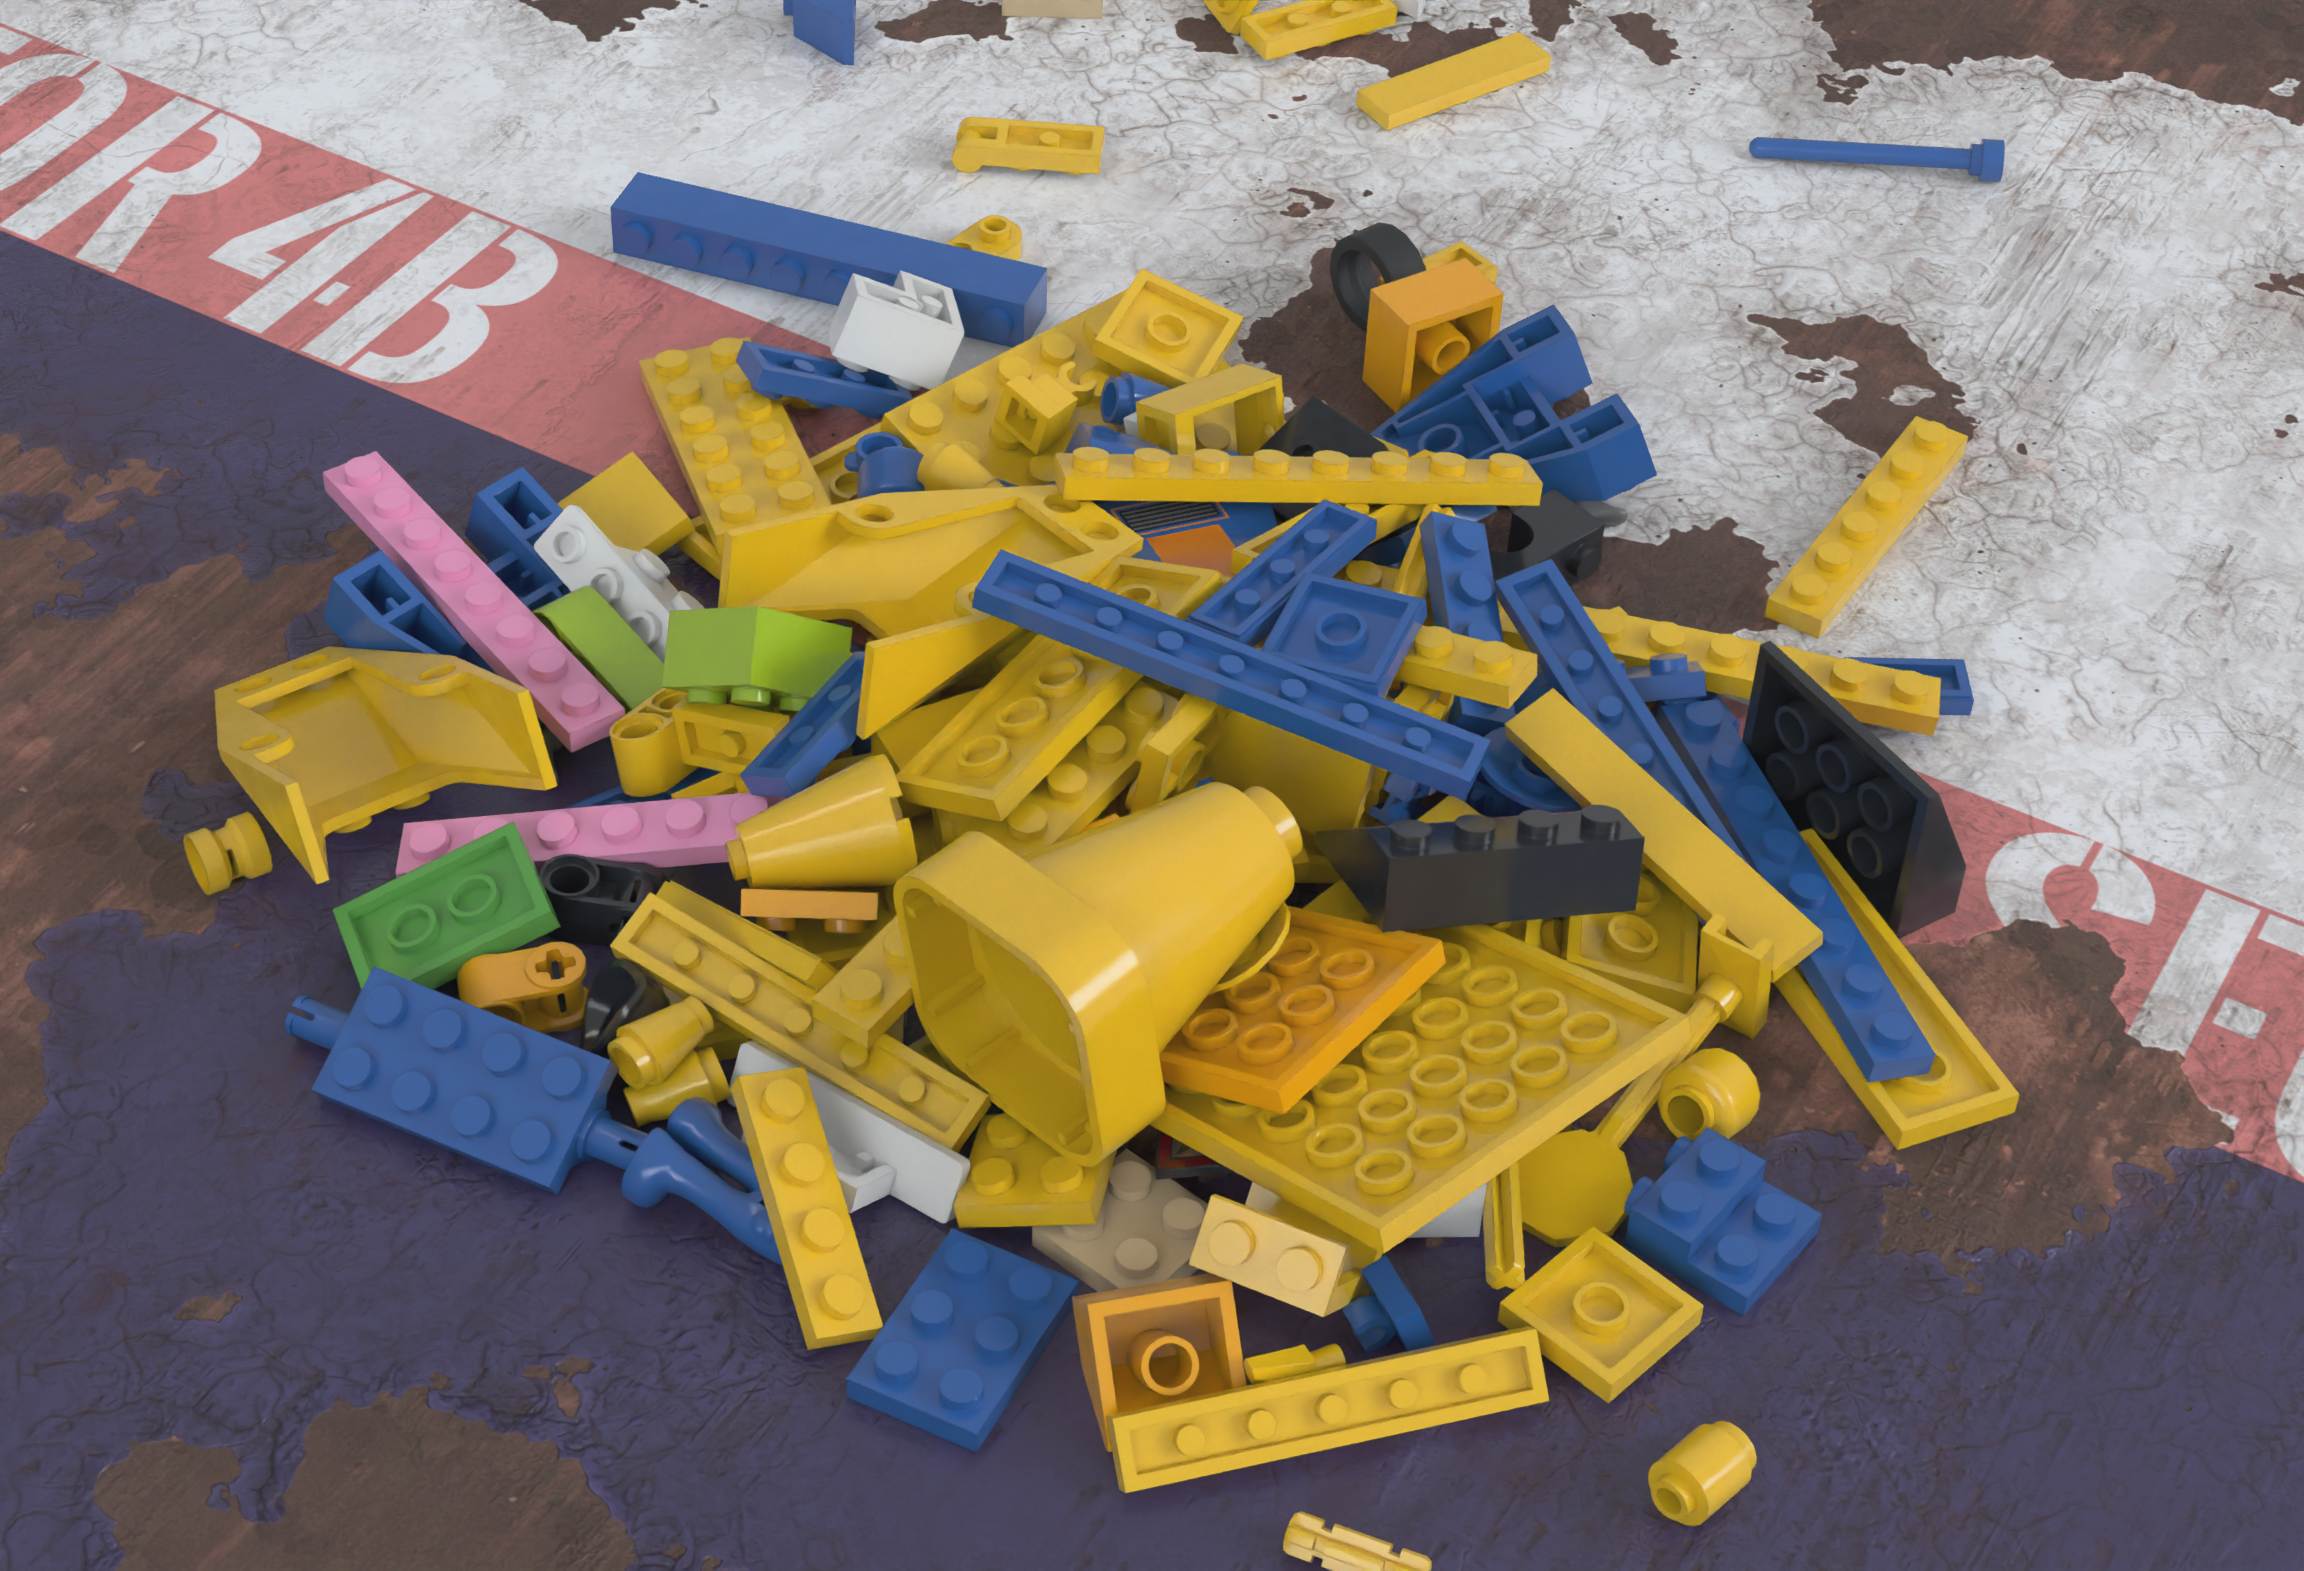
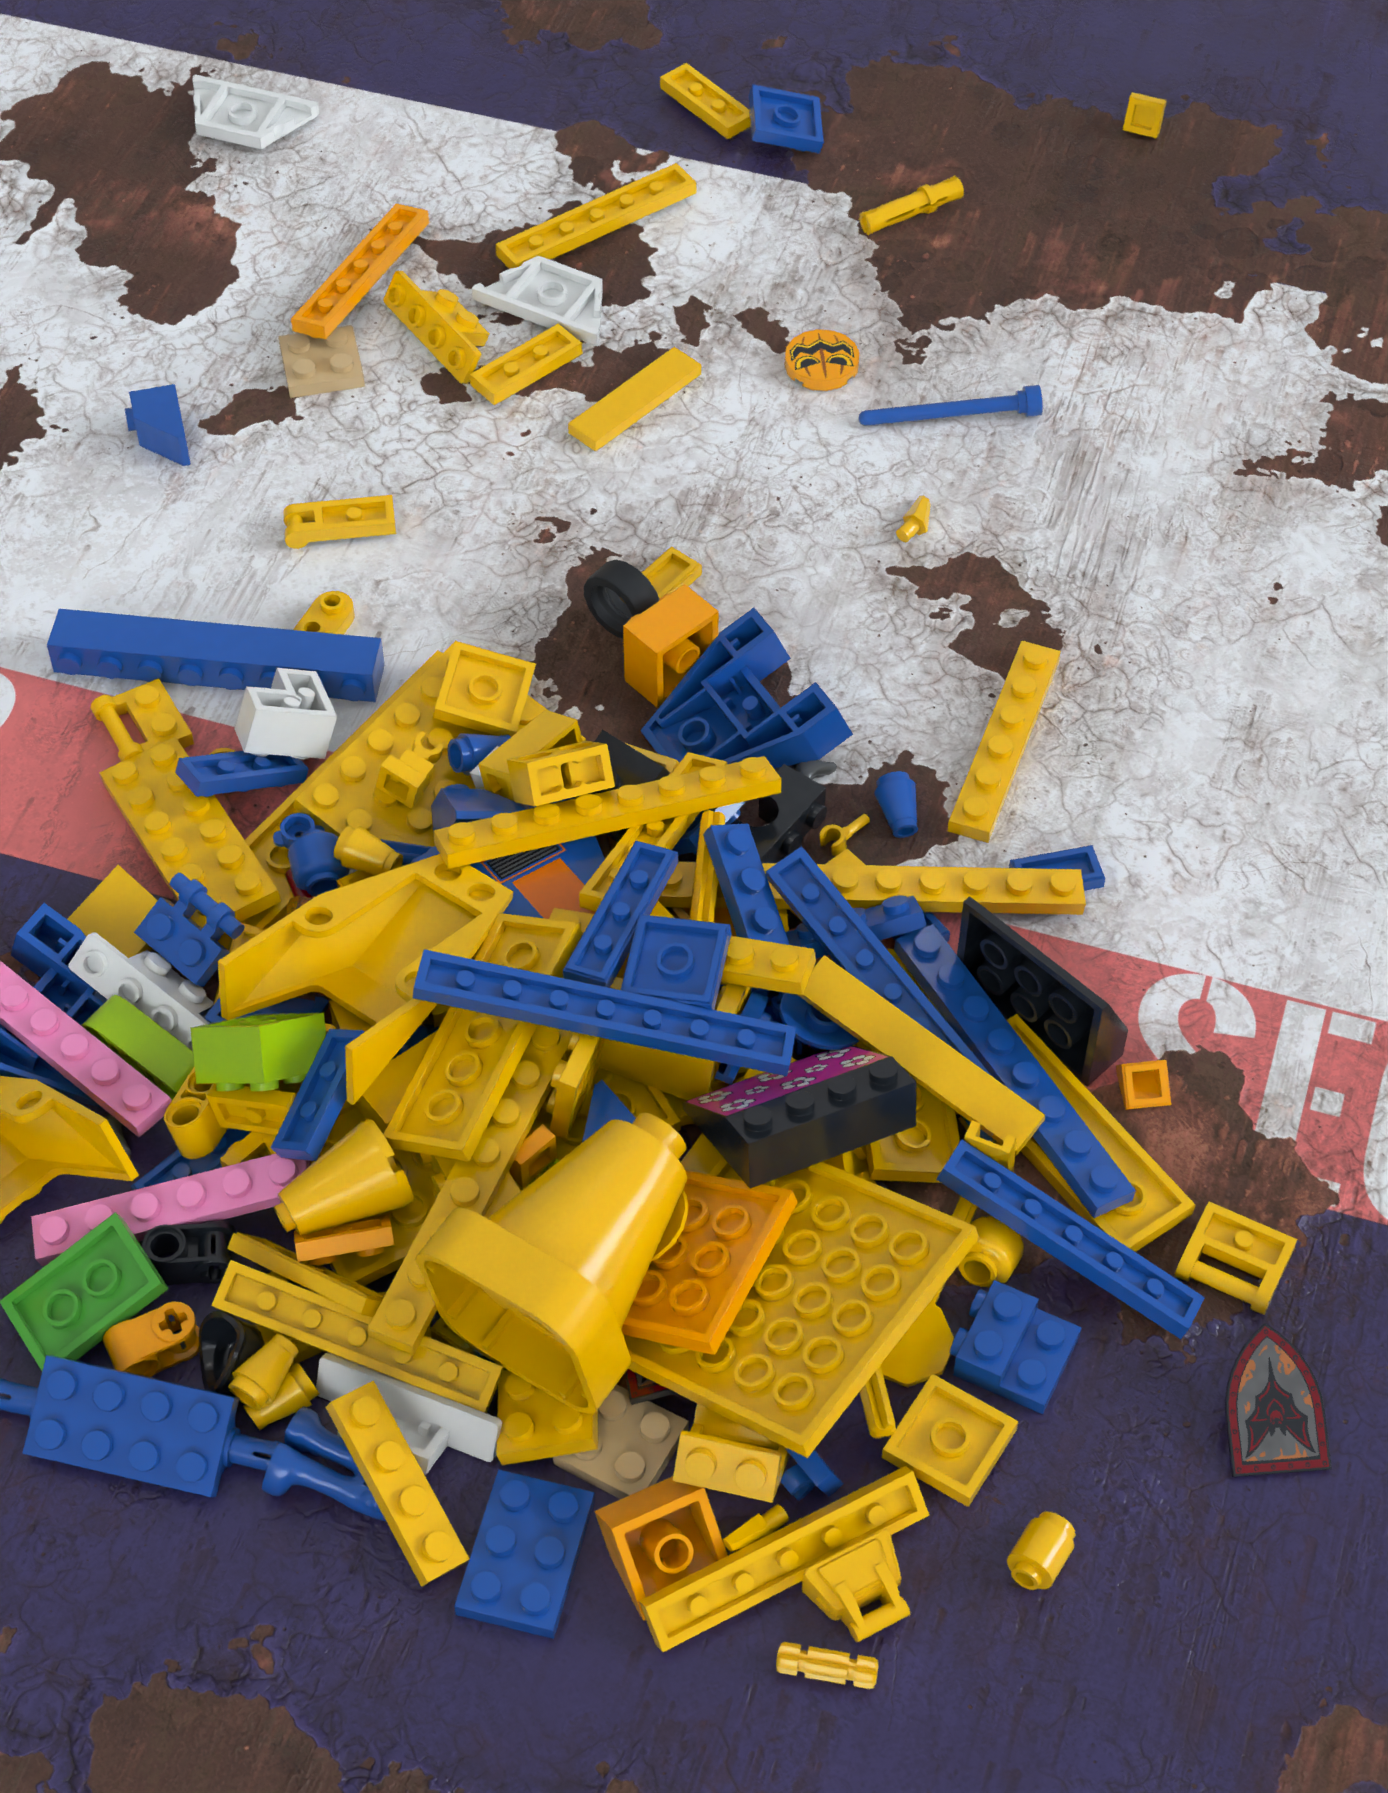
camera: 10 degrees left, 10 degrees up
(686, 539) = (180, 939): none -> blue plate
(723, 305) = (151, 713): none -> yellow plate
(1242, 419) = (560, 773): none -> yellow brick
(1425, 1454) = (856, 1579): none -> yellow piece
(1609, 593) = (841, 835): none -> yellow hand
(1702, 565) = (898, 802): none -> blue cone
(1714, 76) = (822, 359): none -> light orange tile
(1799, 266) = (915, 520): none -> yellow bar
(1829, 1095) = (1071, 1239): none -> blue plate
(1977, 946) = (1144, 1084): none -> light orange slope
(2075, 1157) = (1242, 1245): none -> yellow plate
(2083, 1363) = (1274, 1410): none -> shield

